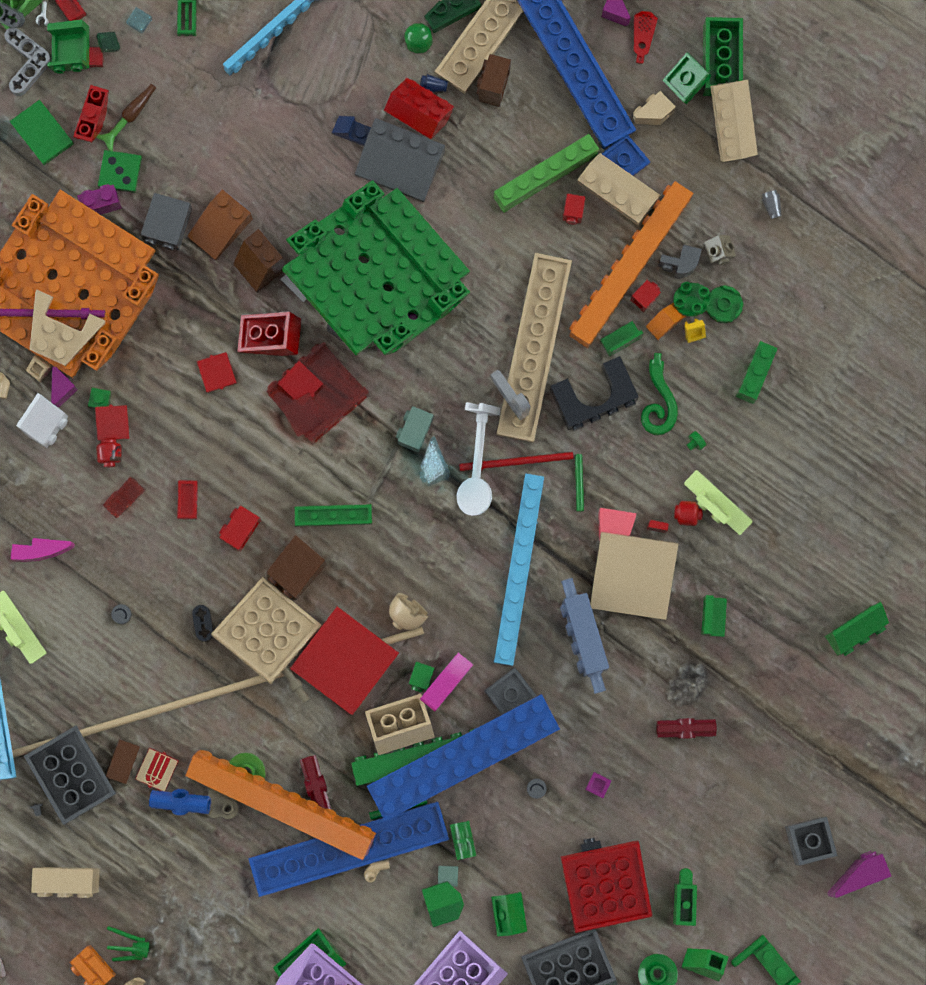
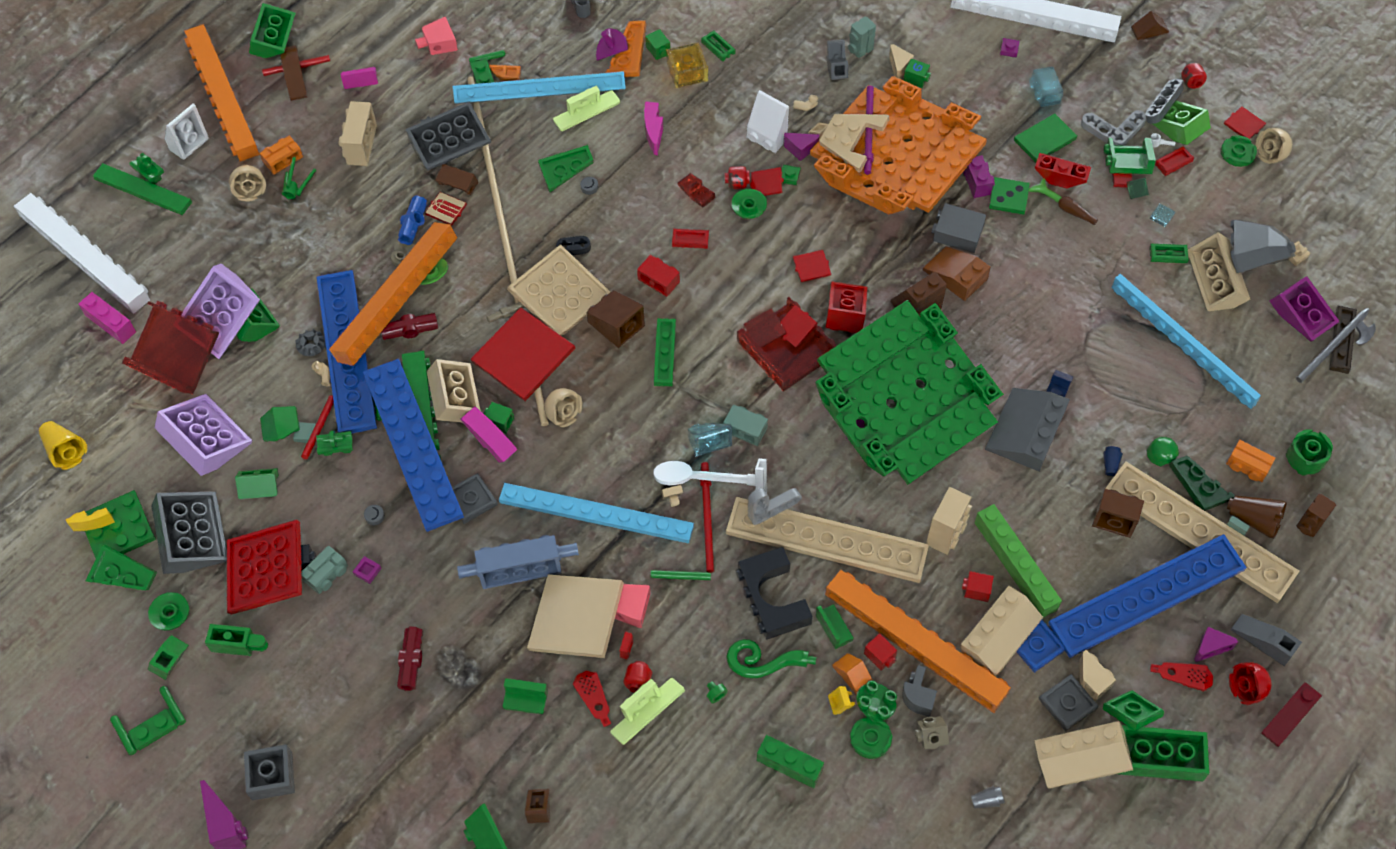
camera: 100 degrees right, 20 degrees down
(98, 645) = (564, 166): none -> green wing
(138, 431) = (749, 203): none -> green dish
(337, 880) = (310, 349): none -> dark grey gear
(419, 108) = (1082, 440): red brick -> none
(443, 861) = (318, 427): none -> red bar
(498, 495) = (672, 493): none -> tan tile
(518, 230) = (949, 521): none -> tan brick
(602, 827) = (324, 570): none -> sand green brick
(677, 134) = (1068, 702): none -> dark grey tile
(709, 552) = (595, 698): none -> red piece
(815, 592) = (538, 806): none -> reddish brown slope

